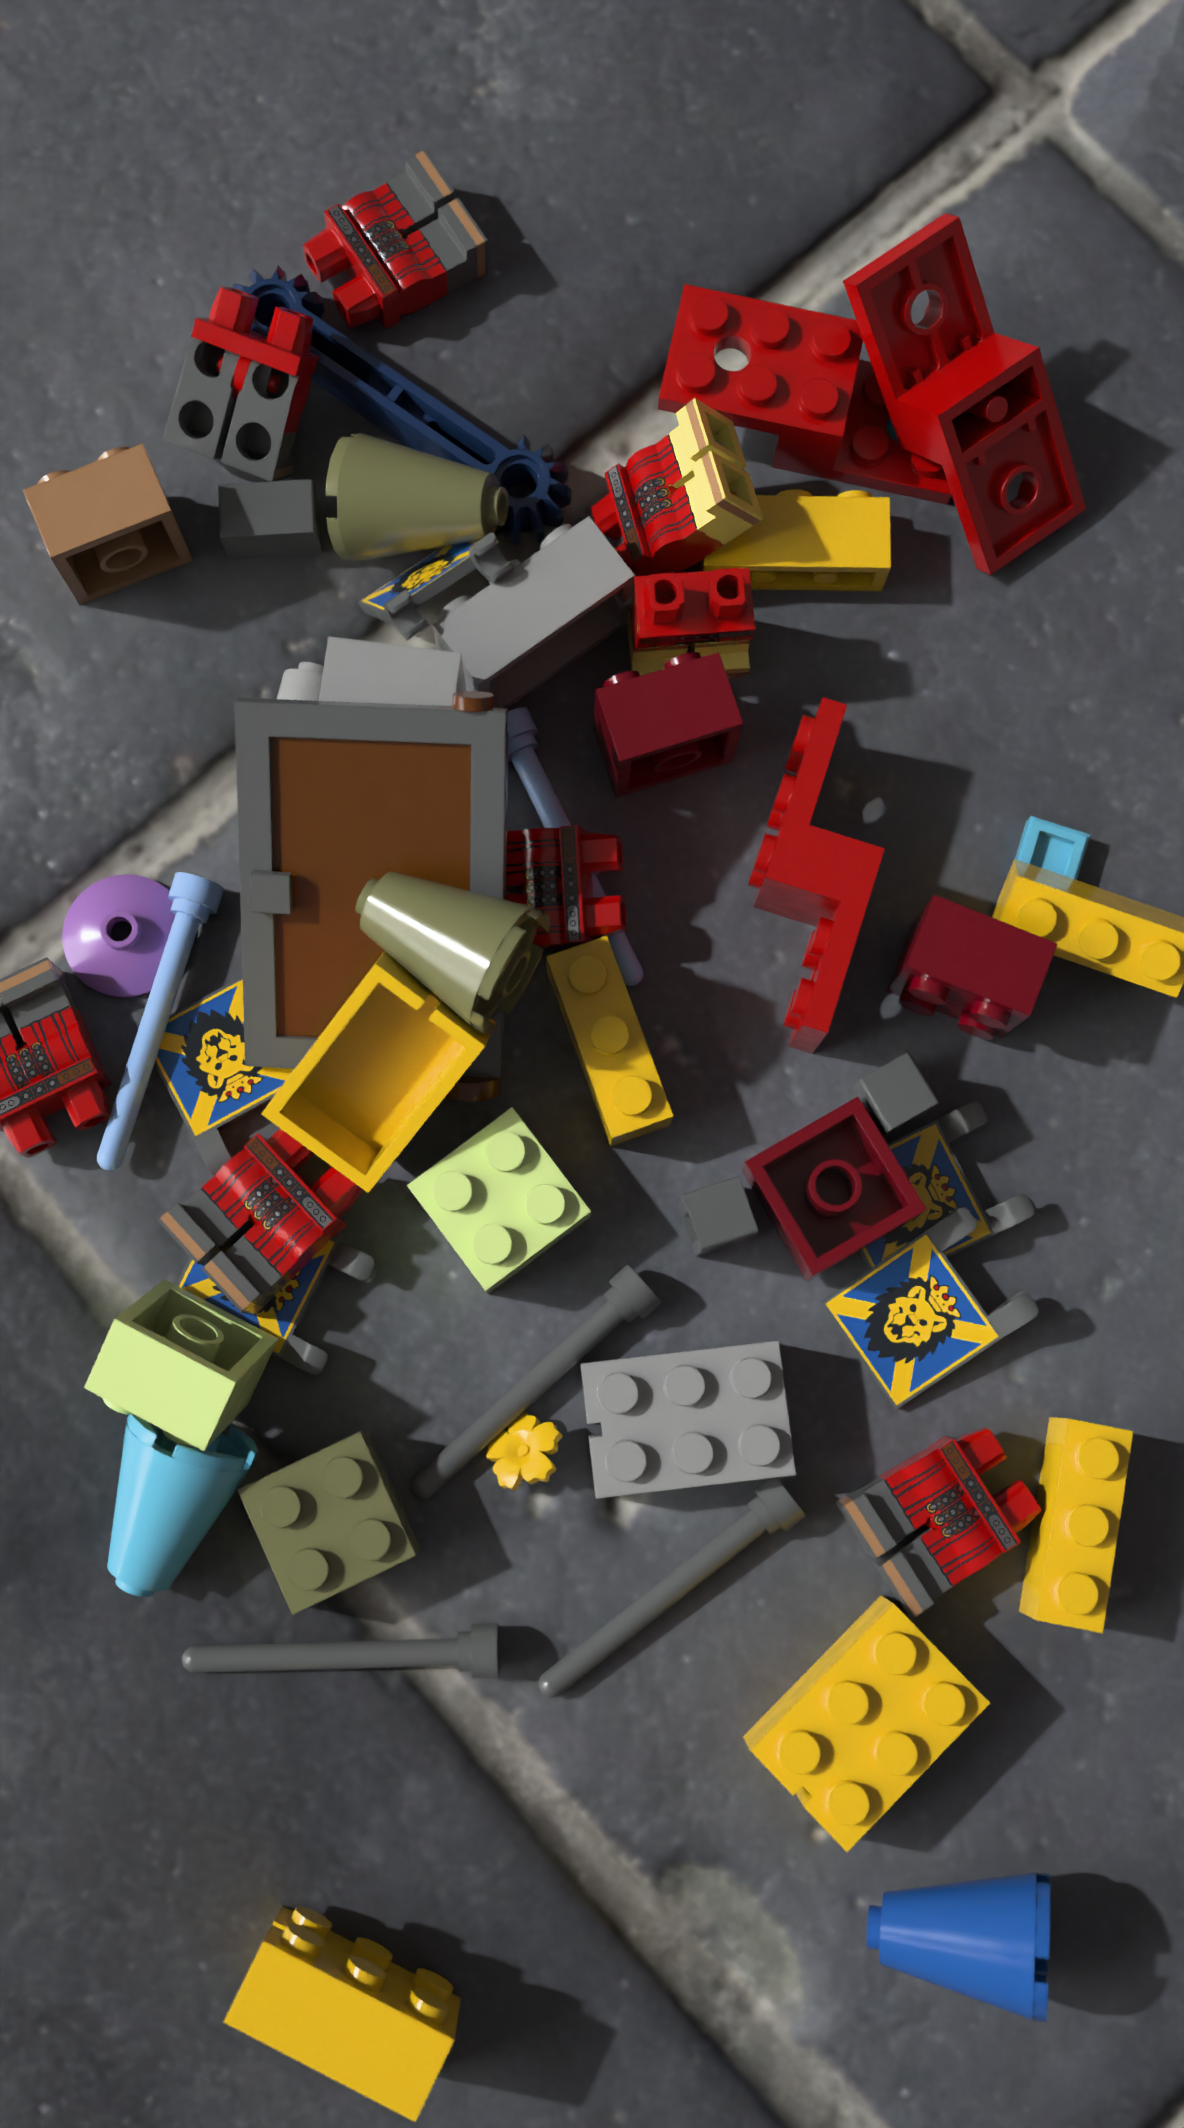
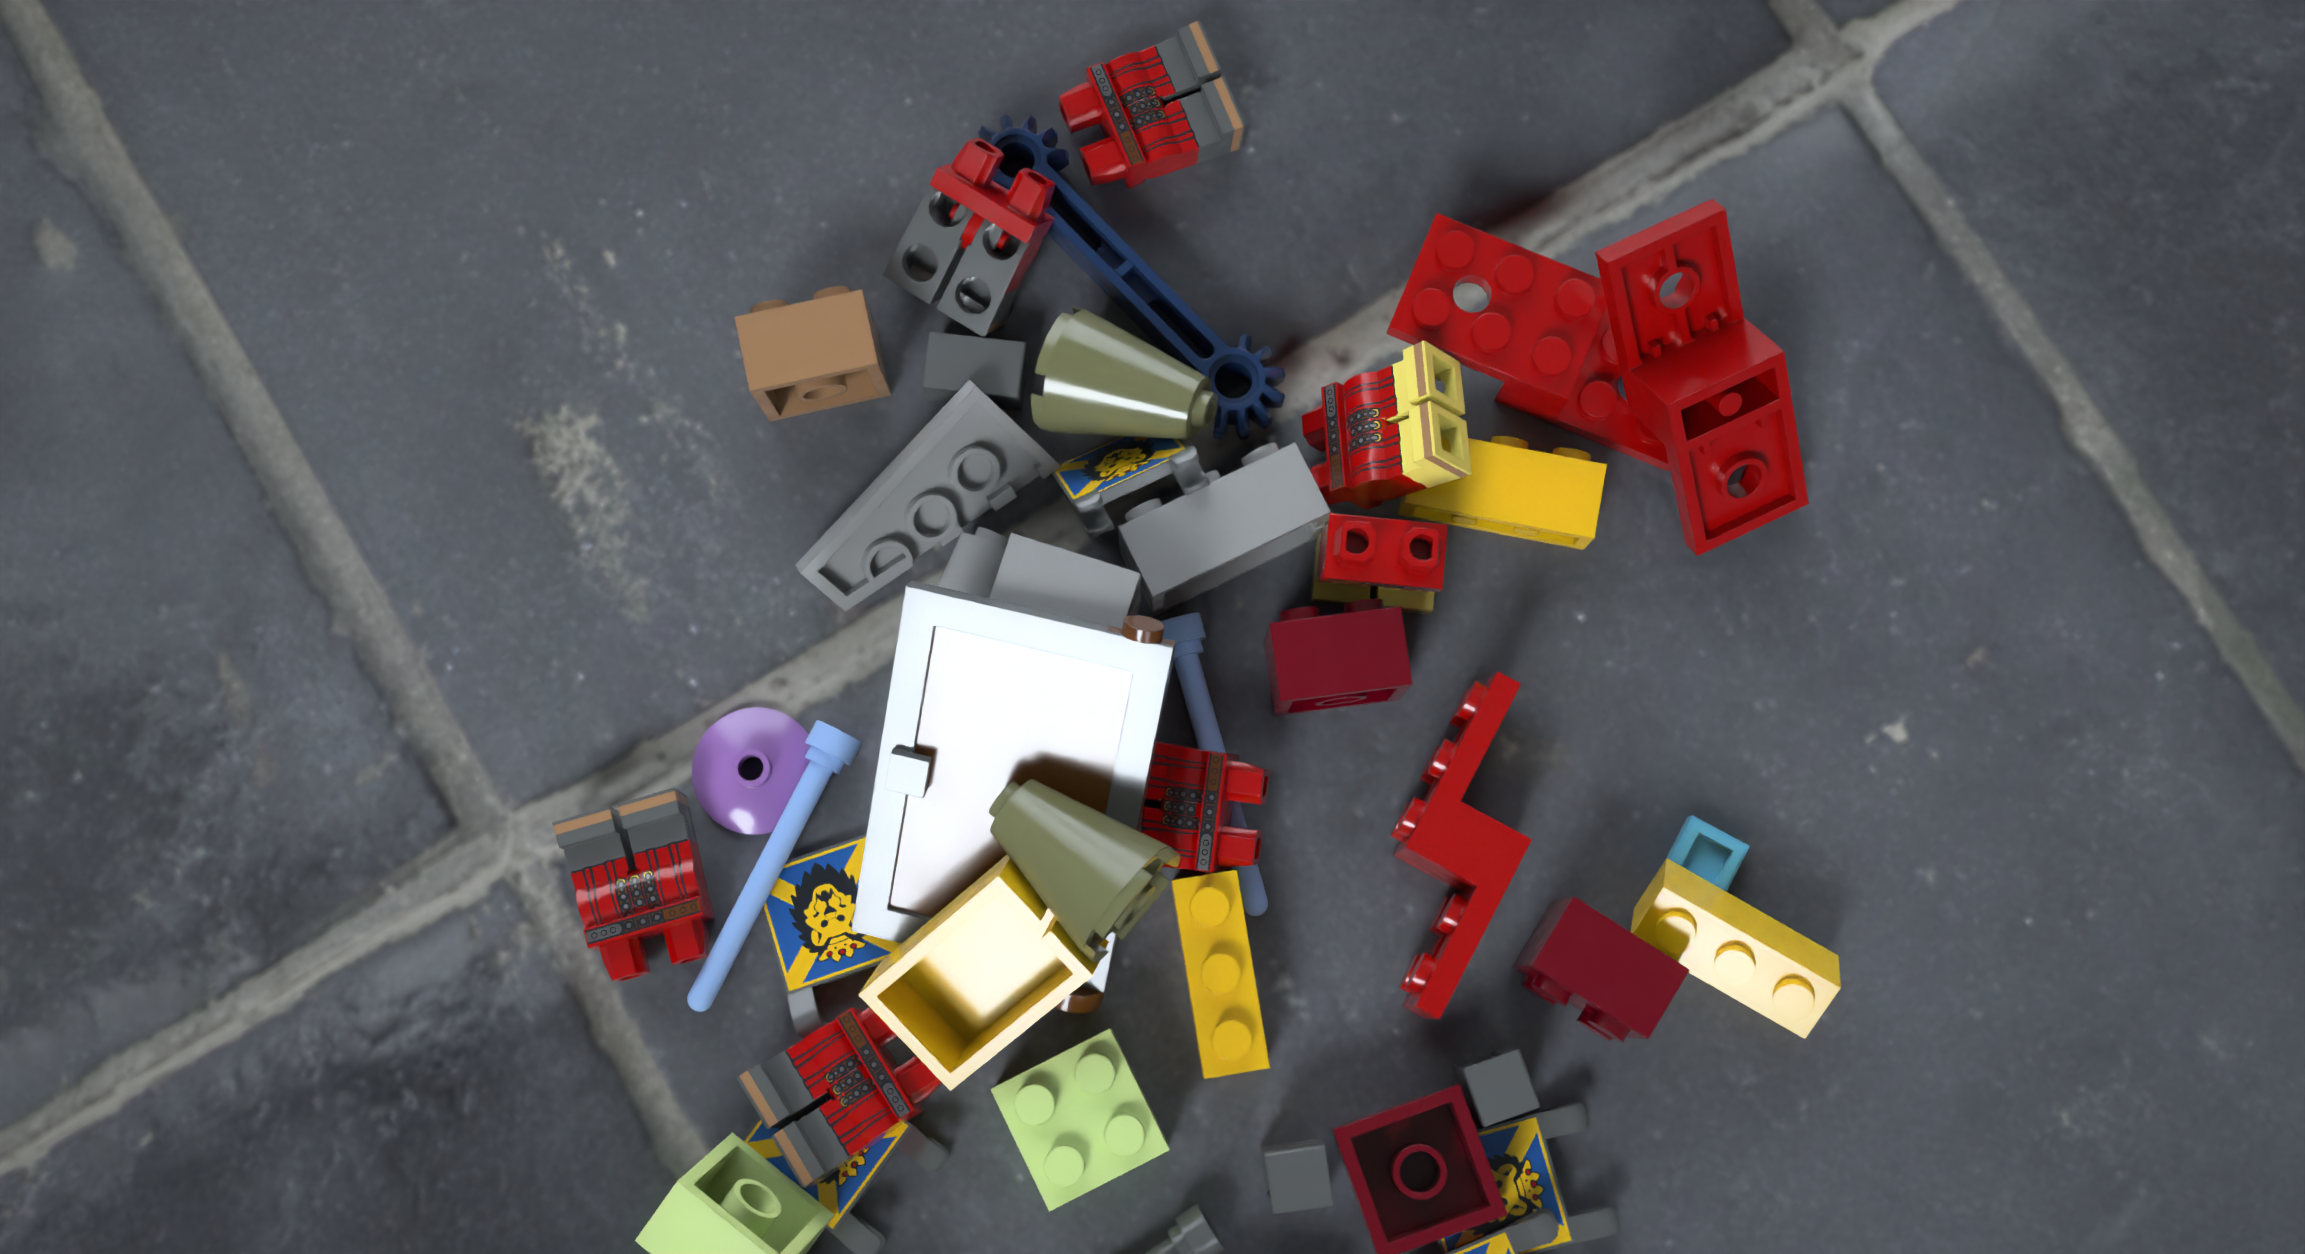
camera: 15 degrees right, 0 degrees up
(252, 631) = (940, 482): none -> light grey wing

